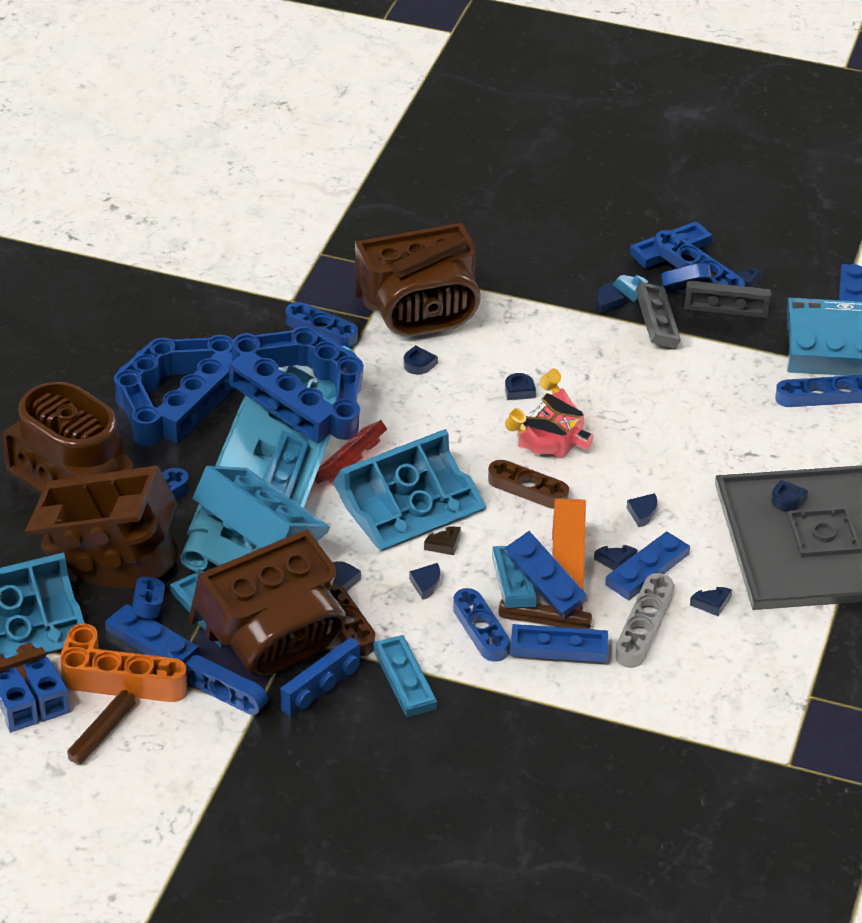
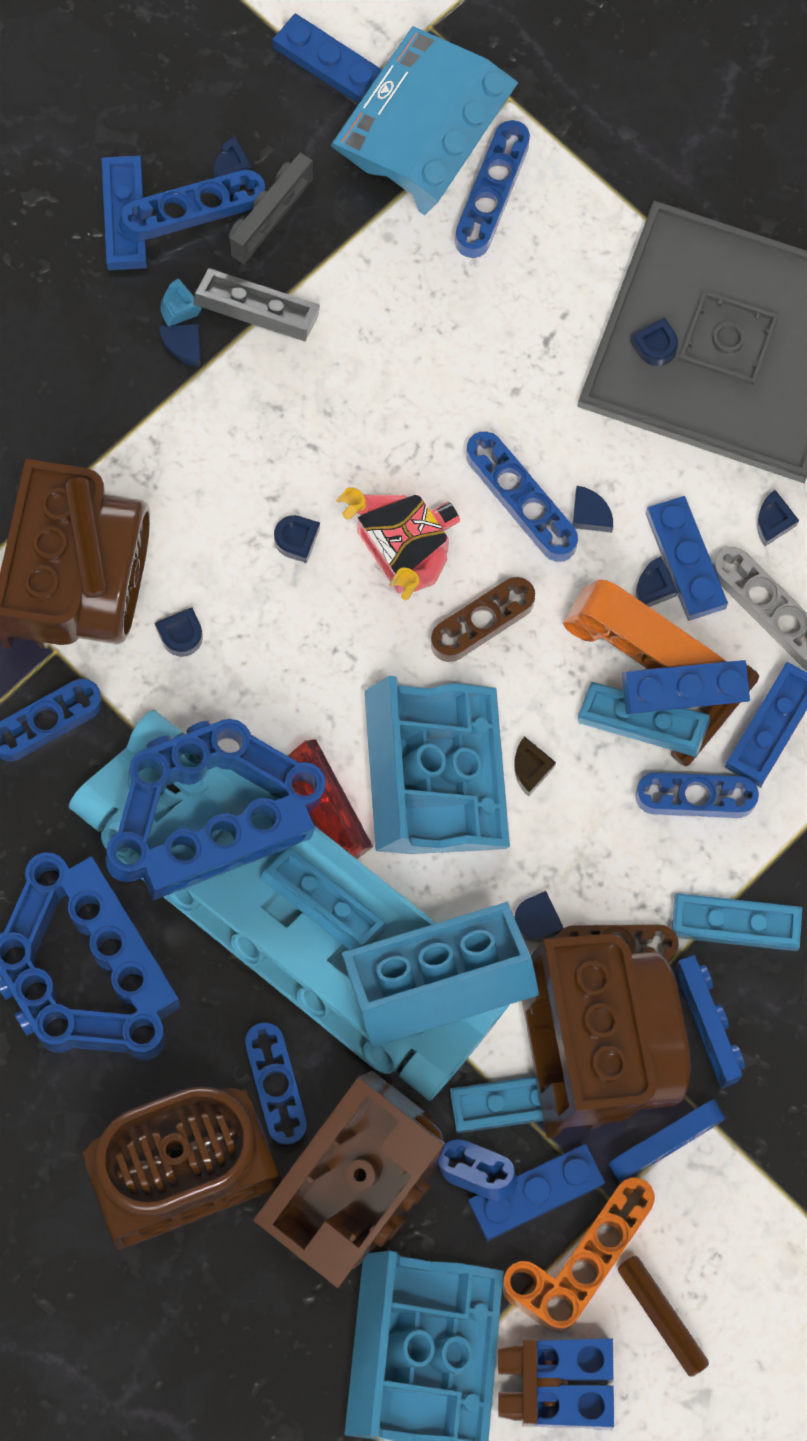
camera: 65 degrees left, 30 degrees up
(425, 579) = (591, 820): dark blue tile -> none
(622, 471) = (517, 499): none -> blue beam
(677, 278) = (214, 234): blue beam -> none

